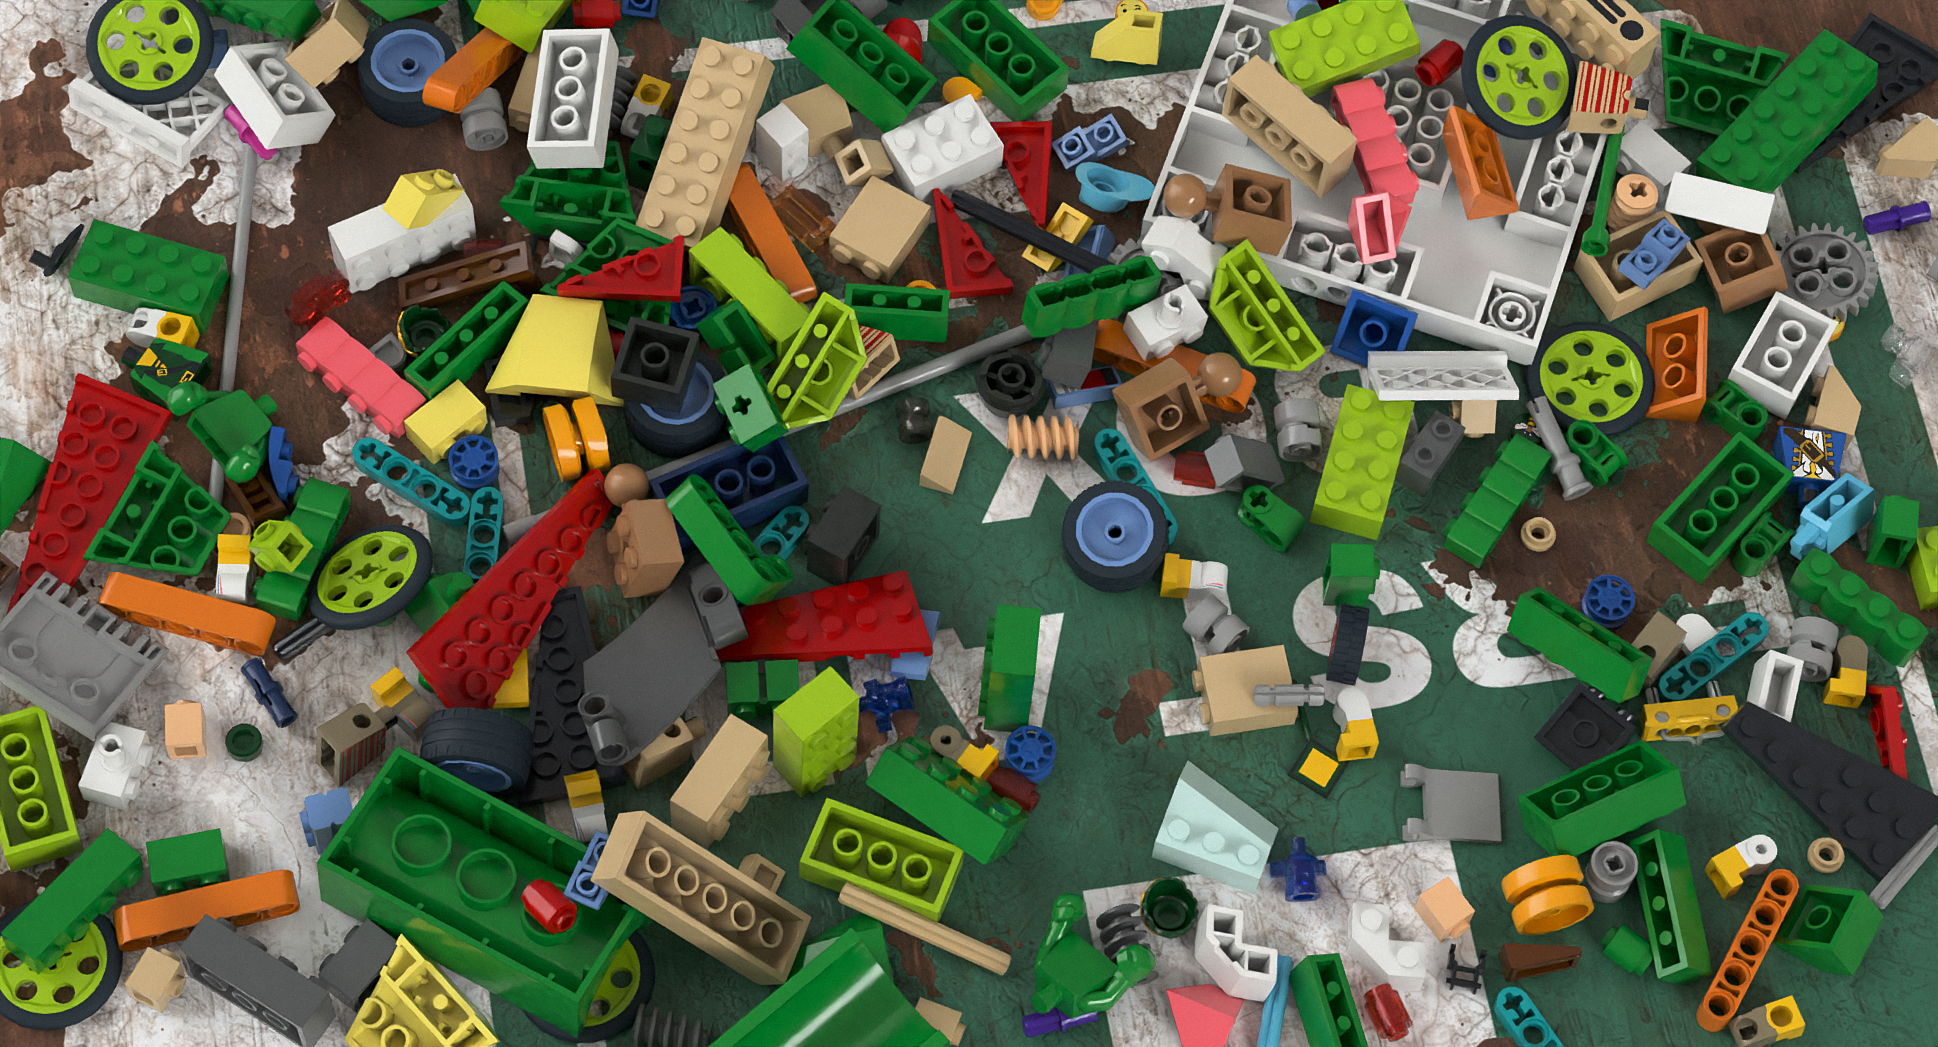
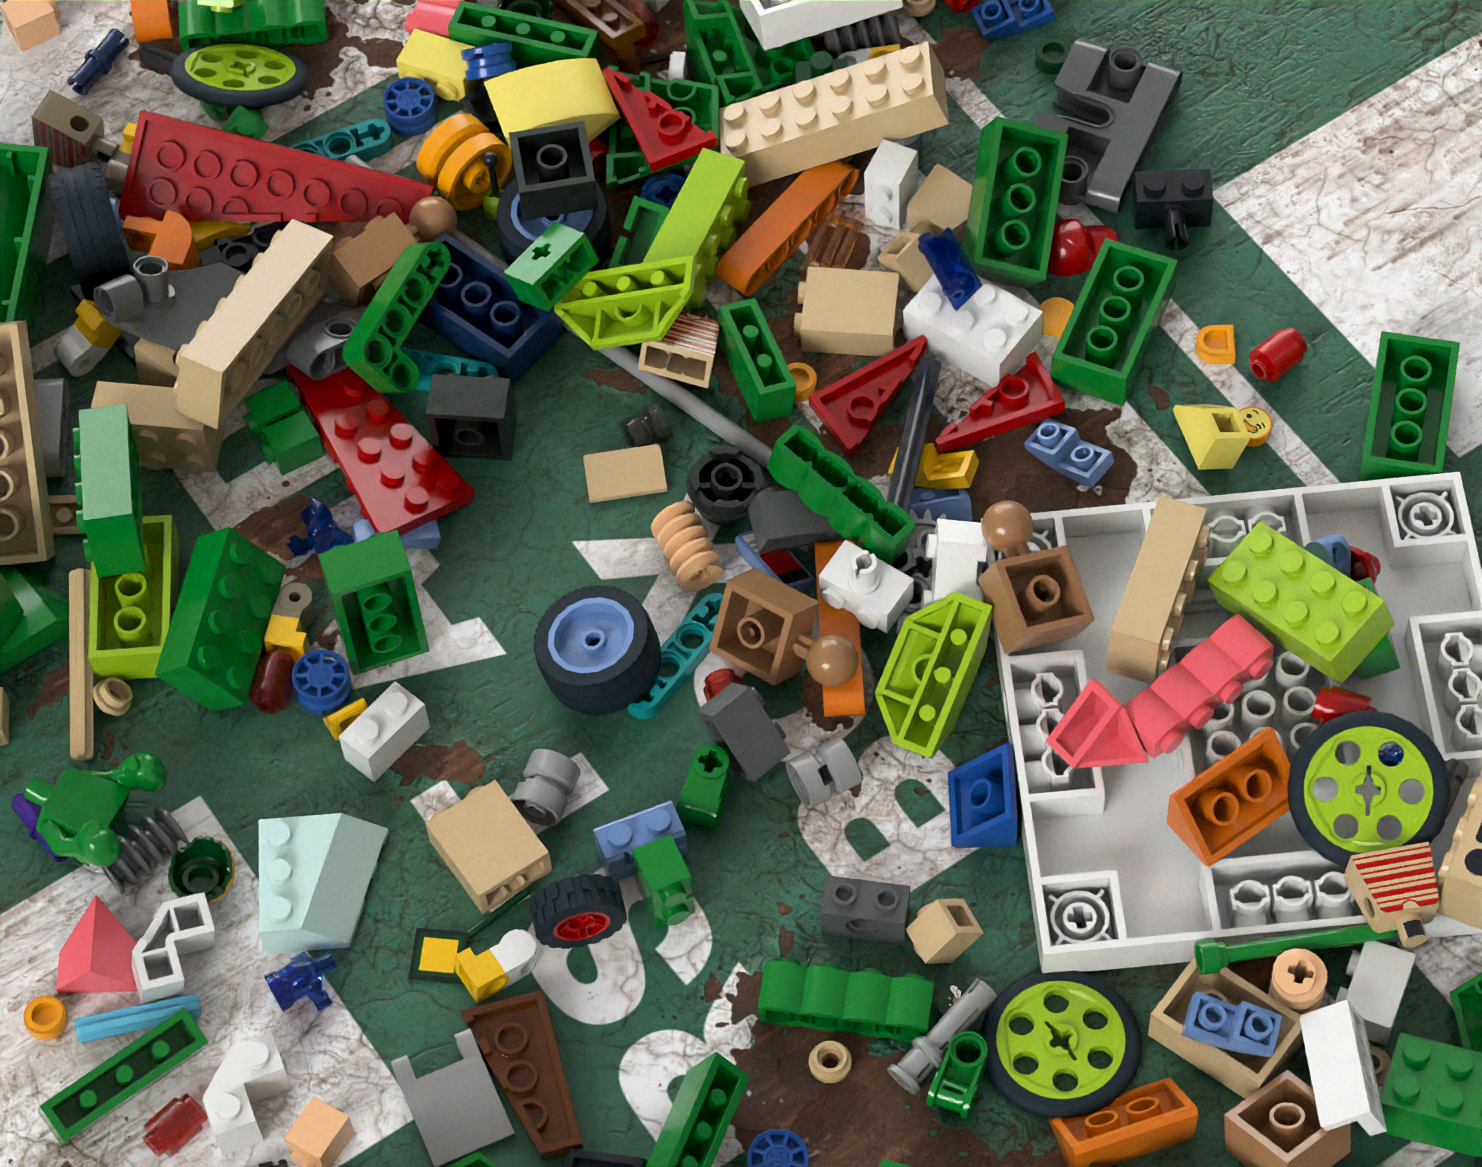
camera: 75 degrees right, 5 degrees down
(244, 742) = (44, 69): dark green tile -> none
(409, 484) = (365, 71): teal beam -> none
(487, 375) = (488, 60): none -> blue wheel
(537, 696) = (166, 239): none -> orange brick
(615, 433) = (492, 197): none -> hinge
(688, 649) = (252, 323): none -> tan brick
(800, 824) = (109, 491): none -> brick
(816, 732) = (224, 466): lime brick -> none
(907, 131) = (950, 266): none -> clear blue hinge
(963, 918) = (112, 696): none -> tan plate
(1070, 749) = (344, 717): none -> yellow slope
(1105, 723) = (384, 731): none -> white piece
(1109, 188) = (1017, 476): medium azure piece -> none
(1192, 578) = (595, 743): leg -> none
(1289, 695) = (485, 876): light grey axle -> none
(1297, 580) = (619, 838): none -> medium blue brick
(1362, 463) = (793, 846): lime brick -> none
(1441, 375) = (963, 860): white fence -> none
(1453, 739) = (526, 1062): none -> reddish brown wing

